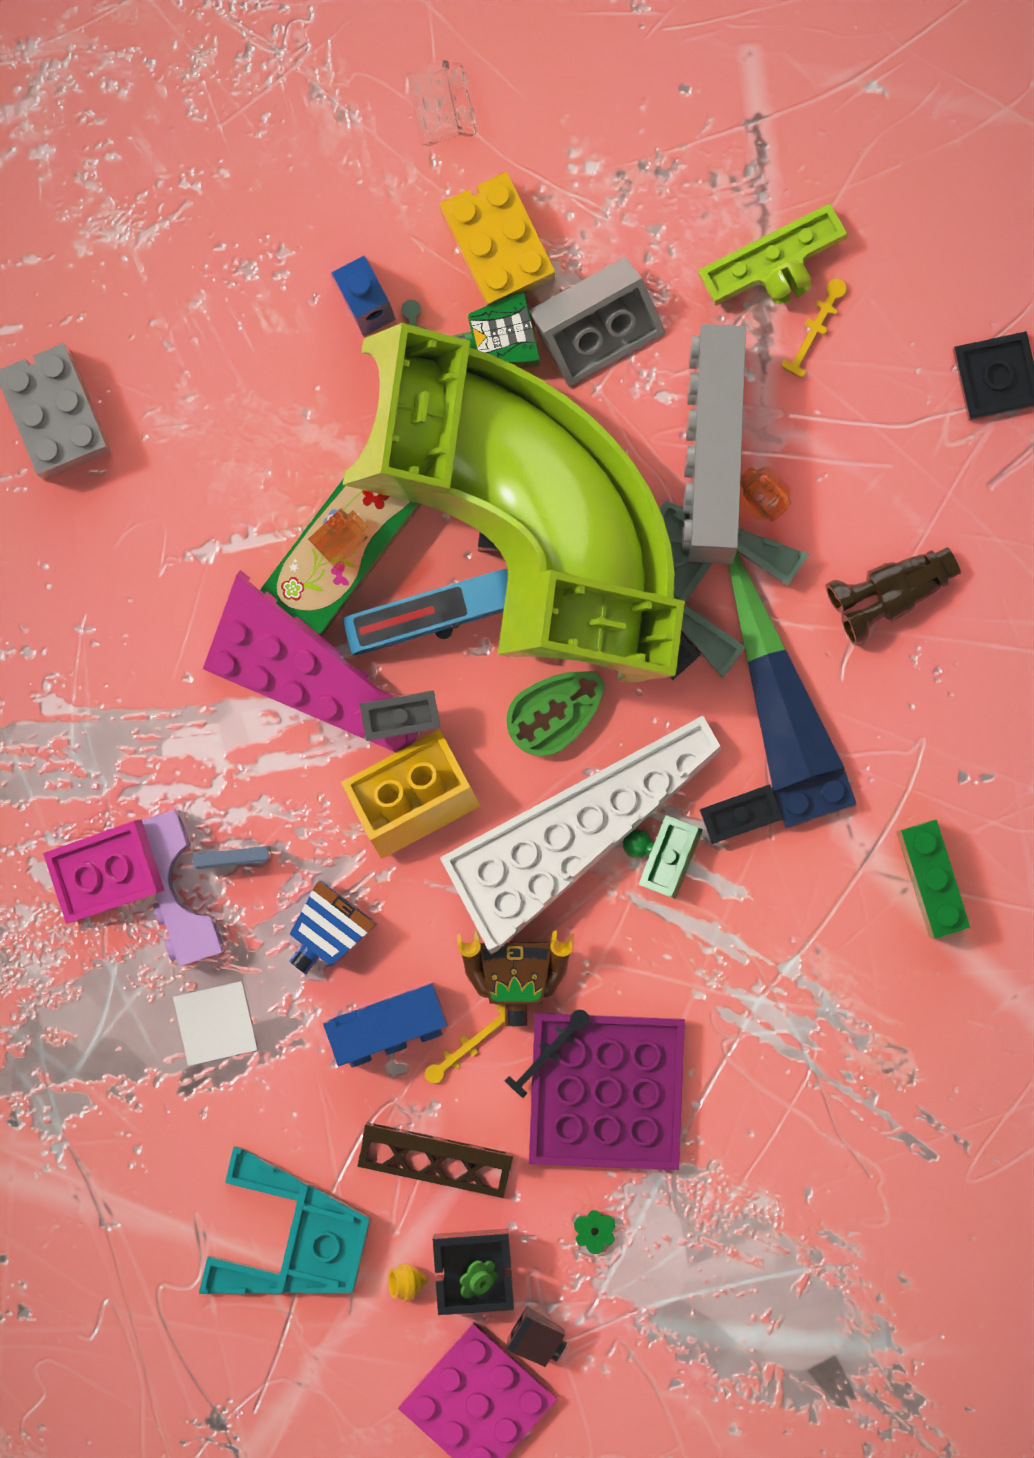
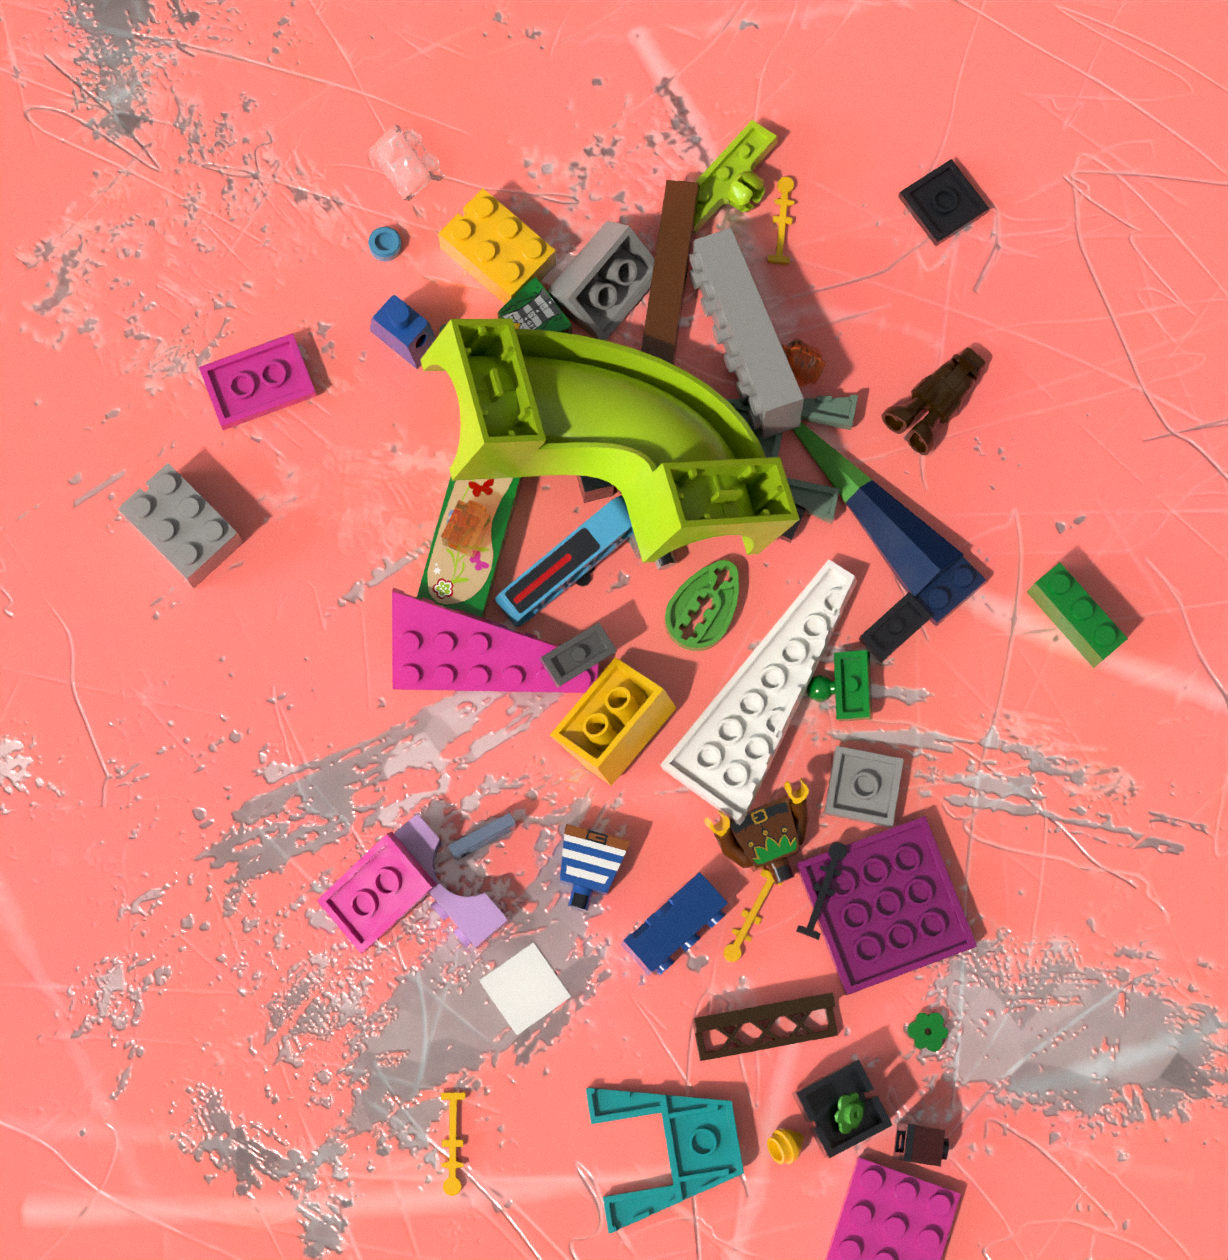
camera: 35 degrees left, 10 degrees down
(68, 1184) = (452, 1185): none -> yellow piece
(191, 286) = (257, 381): none -> dark pink plate
(383, 185) = (385, 244): none -> dark azure tile
(636, 963) = (863, 786): none -> light grey plate
(667, 342) = (670, 269): none -> reddish brown tile

